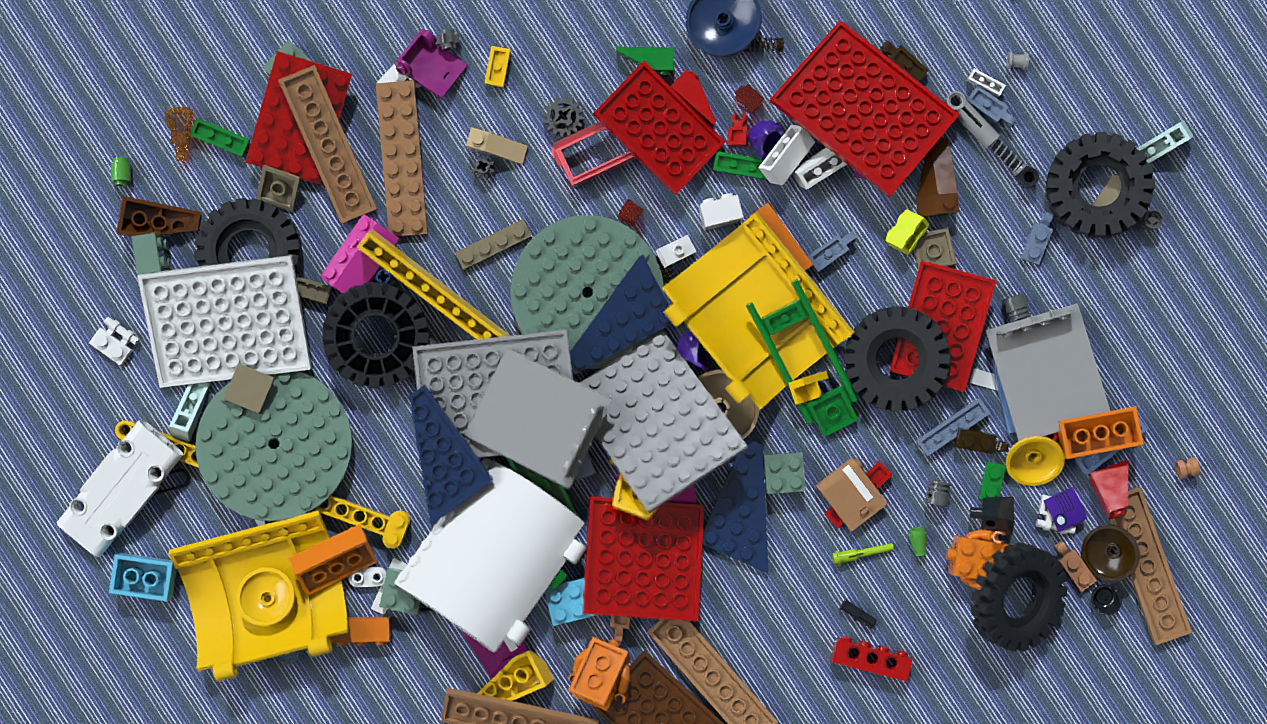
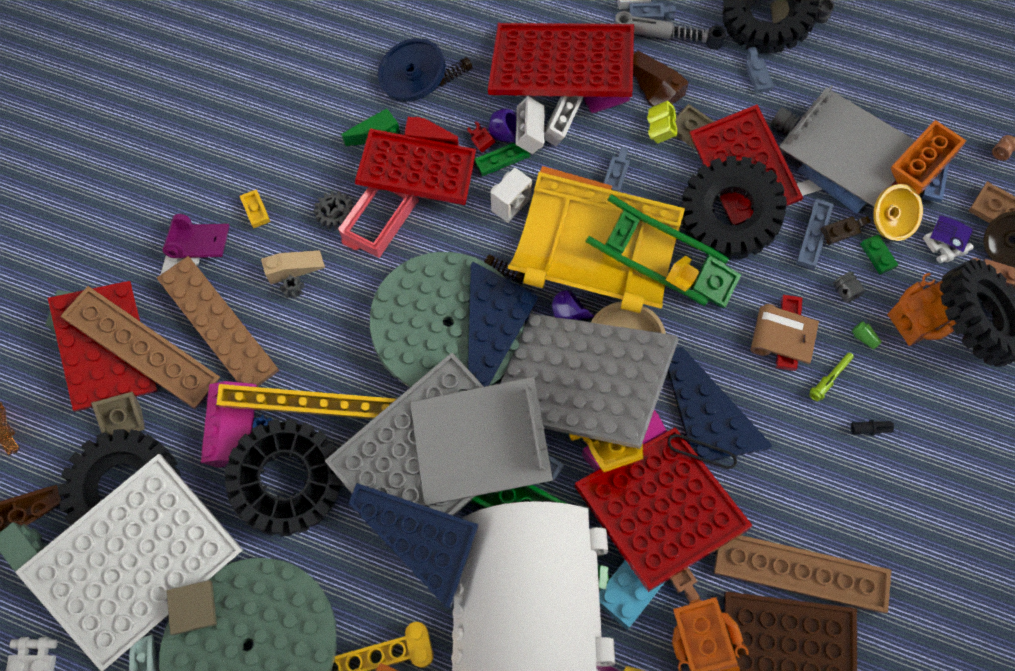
camera: 30 degrees left, 20 degrees down
(219, 137) = (39, 409): green plate -> none
(313, 290) = (205, 481): dark tan plate -> none
(448, 39) = (199, 212): dark grey gear -> none
(493, 244) = (341, 342): dark tan plate -> none
(630, 213) = (439, 241): clear red brick -> none
(676, 251) = (497, 247): white plate -> none
(702, 544) = (700, 458): none -> black piece
(748, 99) = (471, 110): clear red brick -> none
(784, 473) = (719, 354): sand green brick -> none
(899, 670) = (945, 445): red brick -> none
(905, 60) = (564, 17): dark brown plate -> none
(995, 514) = (907, 270): black torso -> none
(1112, 489) = (972, 194): slope -> none

